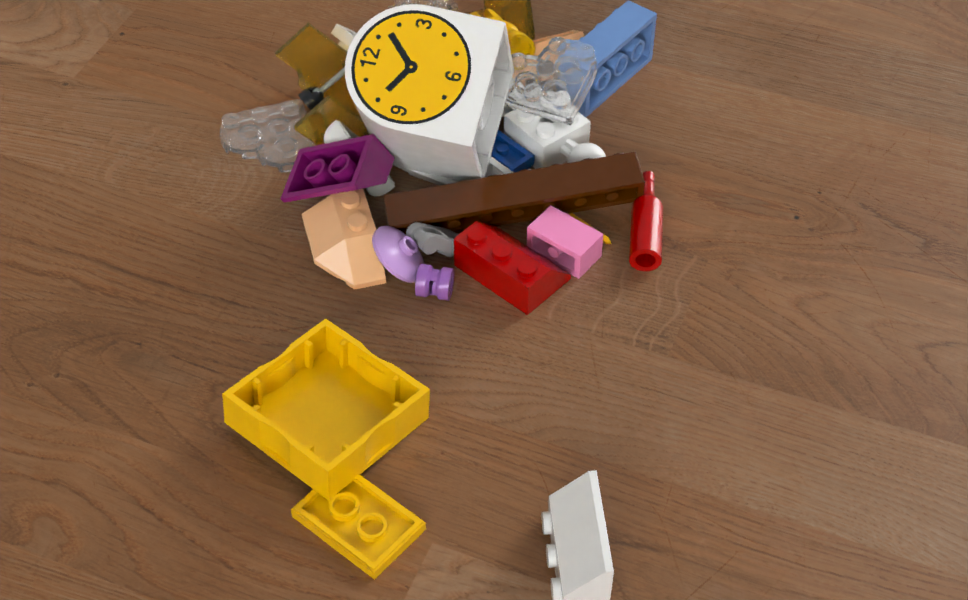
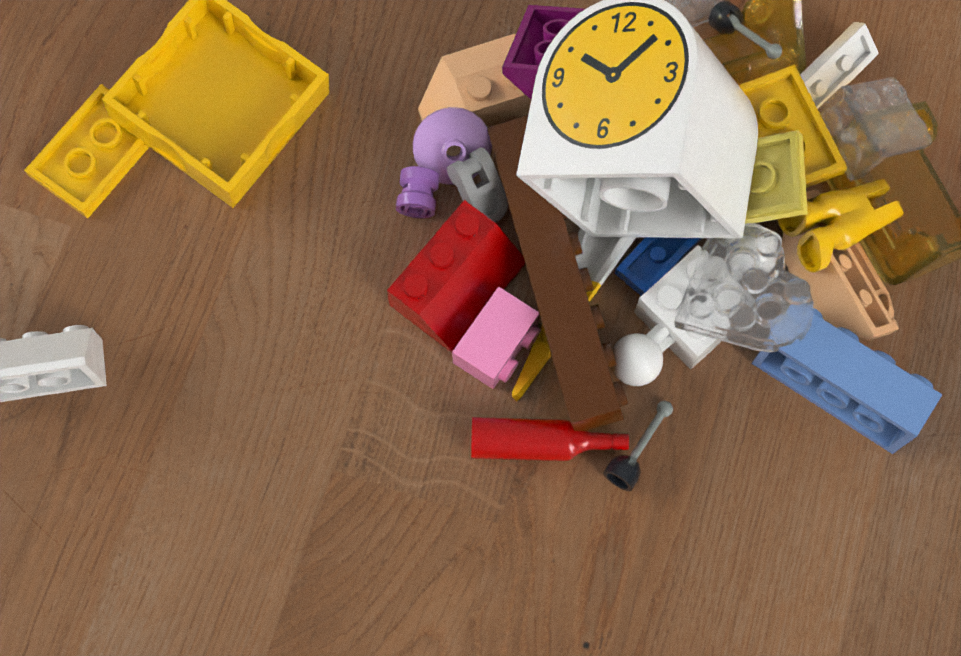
camera: 85 degrees right, 25 degrees up
(668, 181) = (624, 469): none -> hinge

